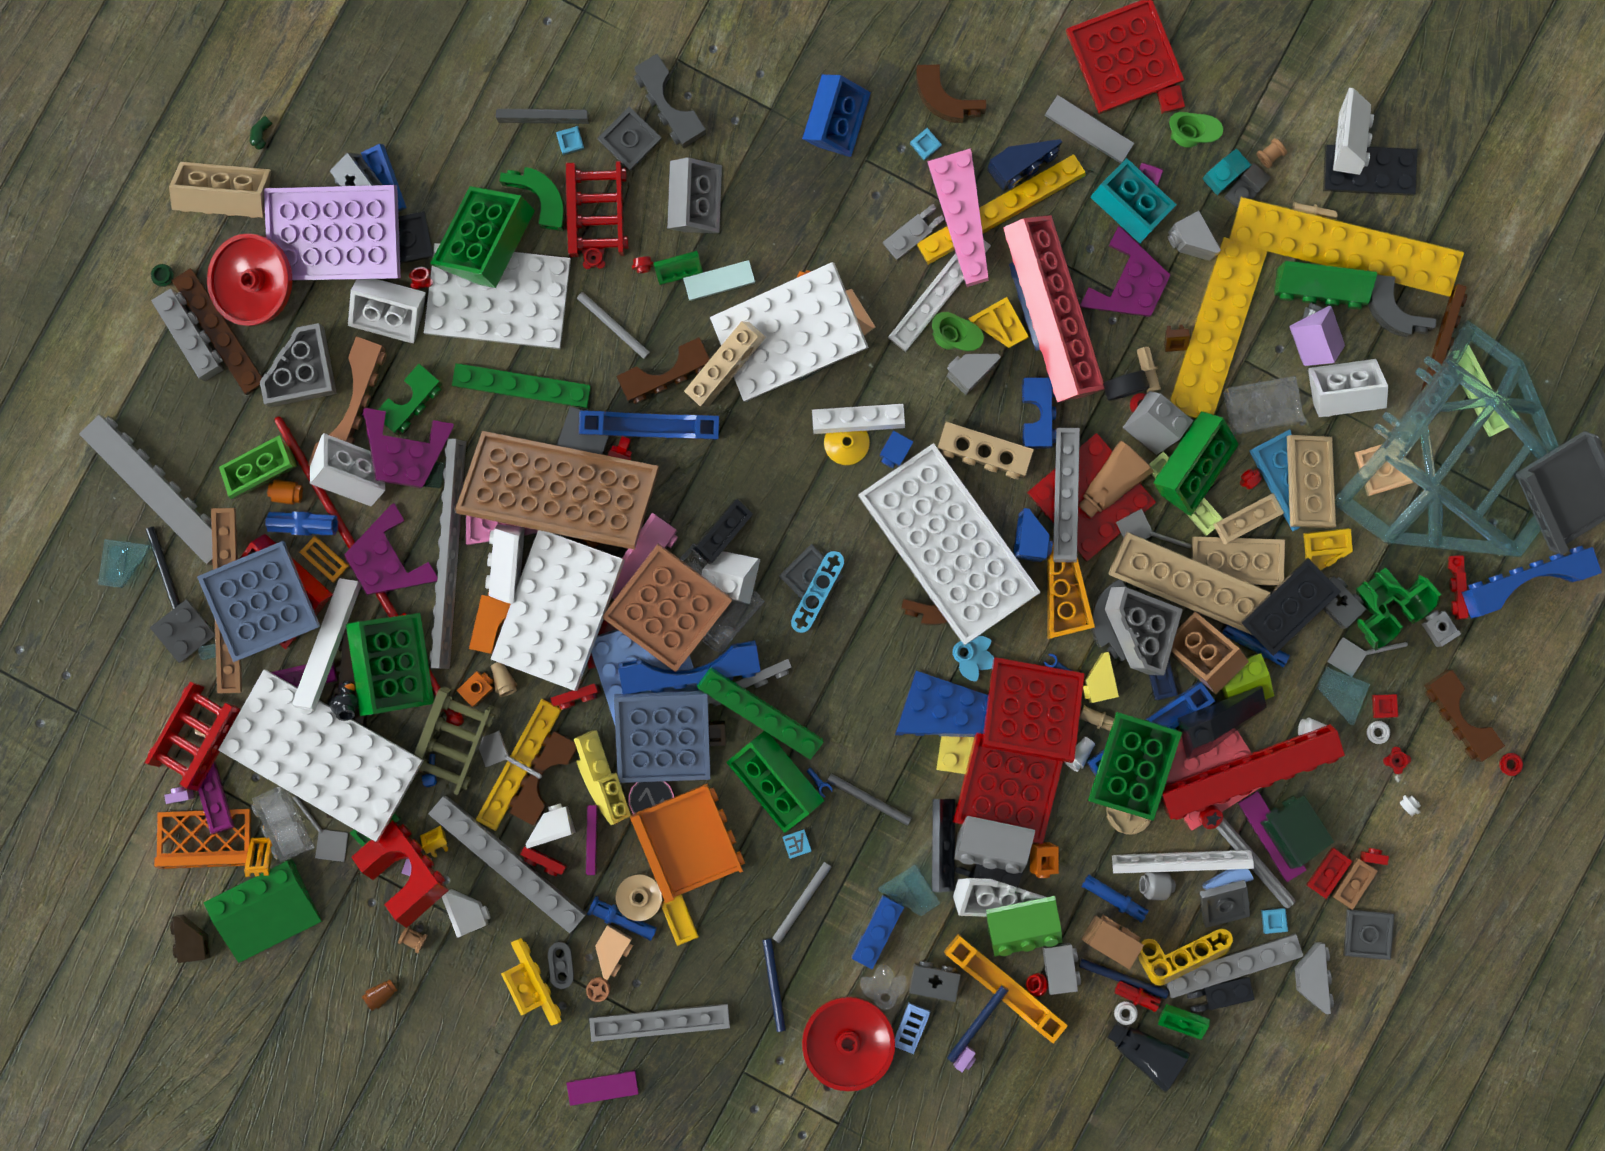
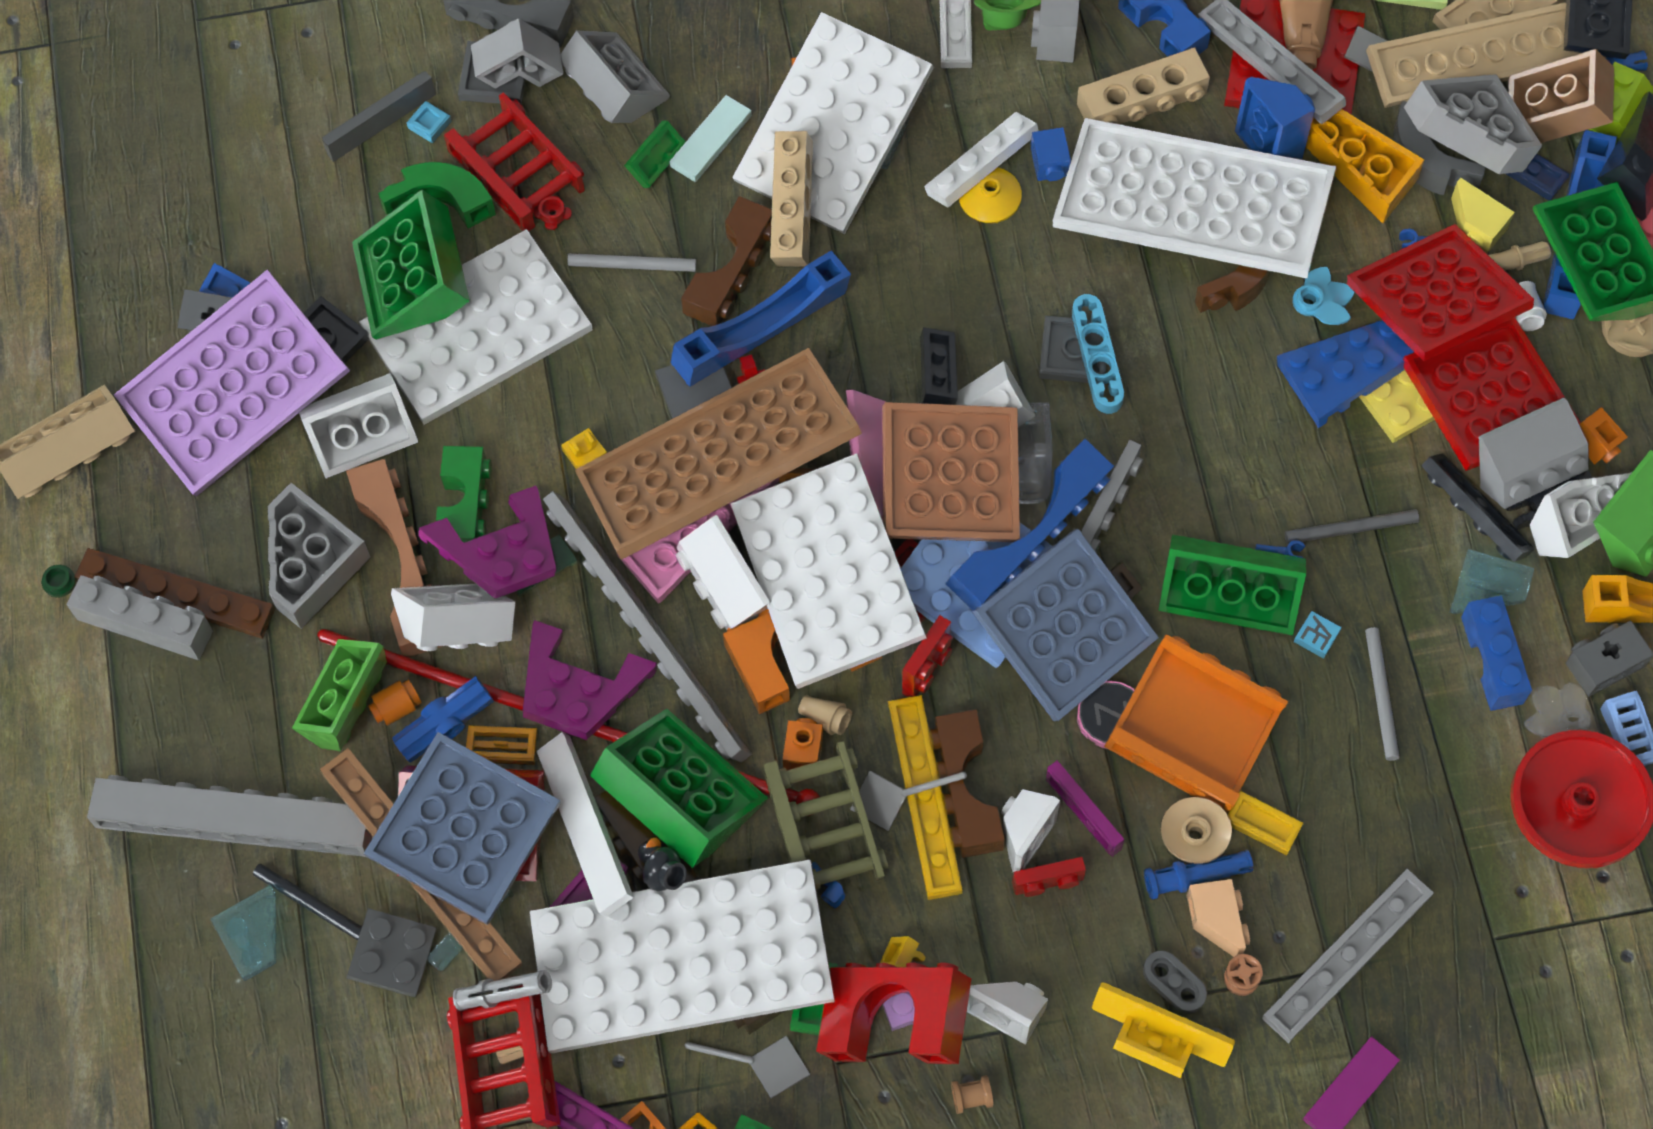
camera: 35 degrees left, 20 degrees down
(210, 699) = (472, 996): none -> light grey pin
(249, 279) = (170, 503): red dish -> none
(256, 133) = (60, 357): dark green arm -> none
(282, 824) = (699, 1075): clear brick -> none
(420, 278) = (371, 366): red plate -> none
(497, 421) = (583, 448): none -> yellow tile
(507, 863) = (1011, 912): light grey brick -> none
(521, 385) = (578, 395): green plate -> none
(599, 780) = (1042, 738): light yellow slope -> none
(642, 264) = (613, 178): red plate -> none
(644, 145) = (516, 52): none -> light grey brick
(760, 713) = (1152, 515): green plate -> none
(774, 985) = (1437, 809): dark blue bar -> none

